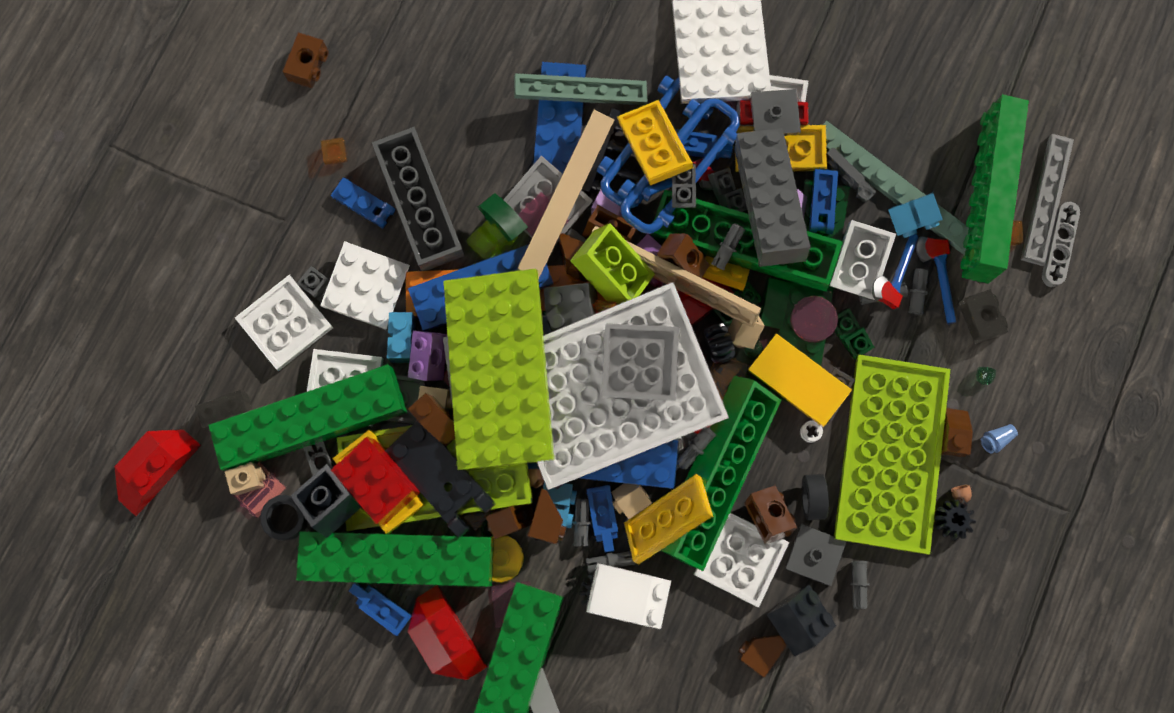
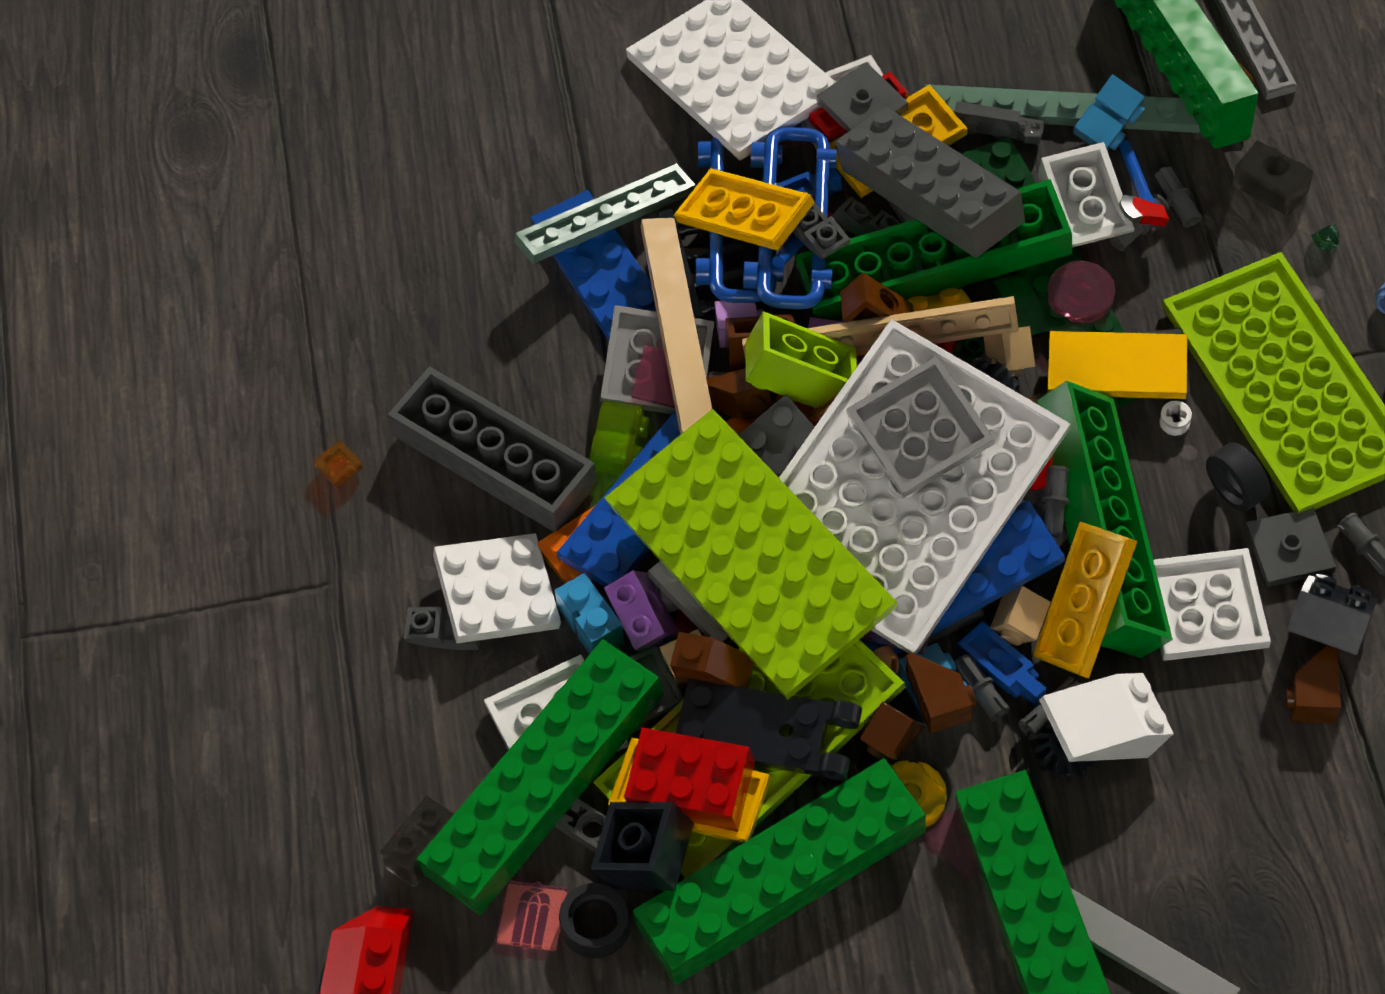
camera: 30 degrees left, 20 degrees down
(245, 478) = (509, 902): tan brick -> none
(283, 322) = (420, 695): white plate -> none
(305, 48) = (223, 401): reddish brown brick -> none
(362, 202) = (420, 501): blue plate -> none
(381, 608) = (803, 946): blue hinge -> none
(443, 638) = (913, 926): red wedge -> none
(503, 216) = (607, 394): dark green slope -> none
(728, 246) = (921, 262): dark grey axle -> none
(754, 353) = (1039, 374): clear green hinge -> none
(770, 527) = (1201, 528): reddish brown brick -> none
(823, 200) = (985, 150): blue plate -> none
(851, 335) = (1138, 289): dark green slope -> none
(938, 250) = (1164, 141): piece -> none
(957, 433) = (1348, 316): reddish brown slope -> none
(1064, 245) = (1301, 55): light grey beam -> none

